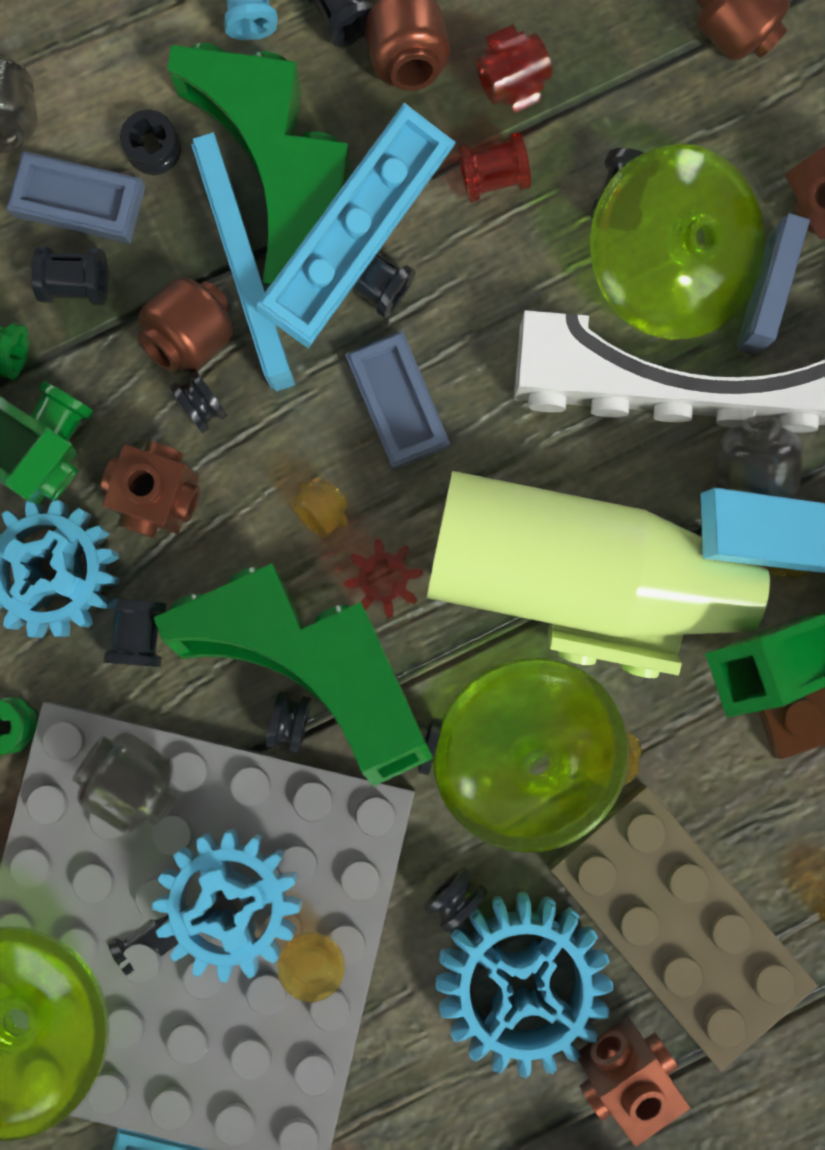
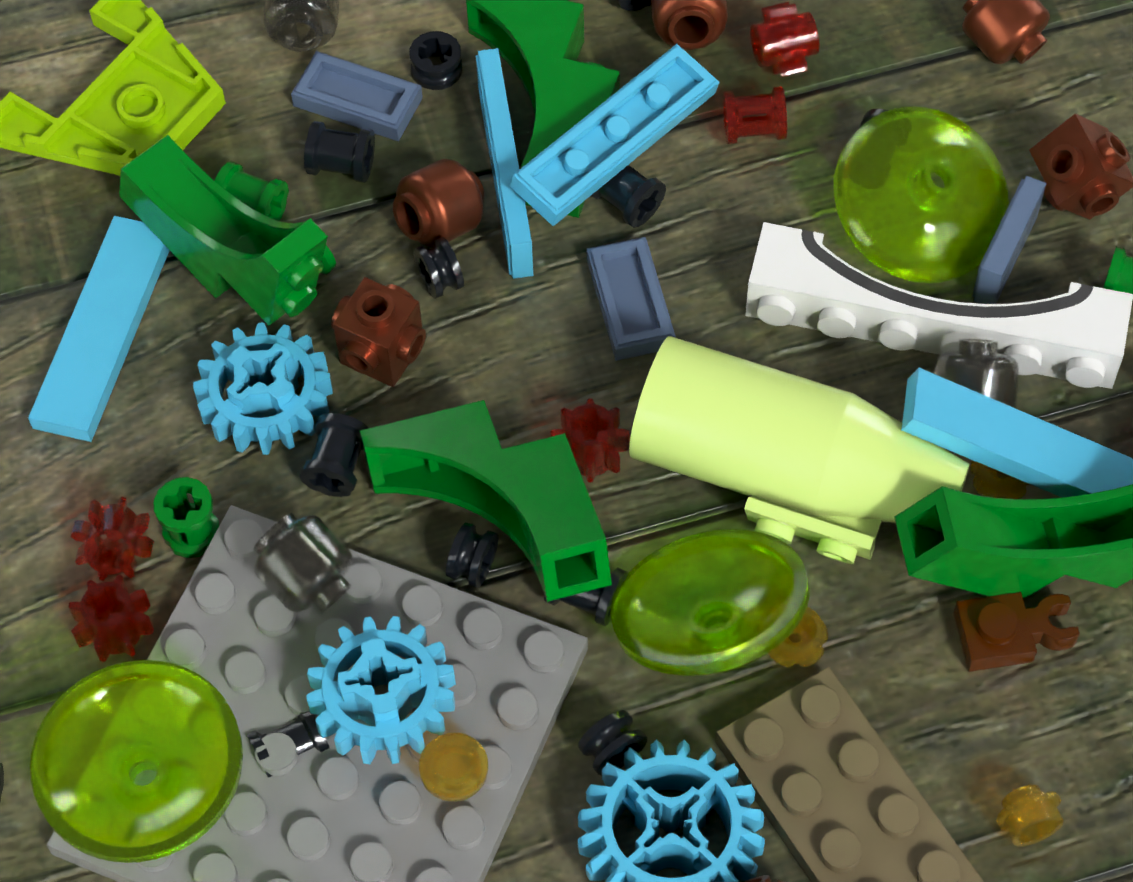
camera: 10 degrees right, 25 degrees down
(320, 507) = (538, 374): clear yellow plate -> none

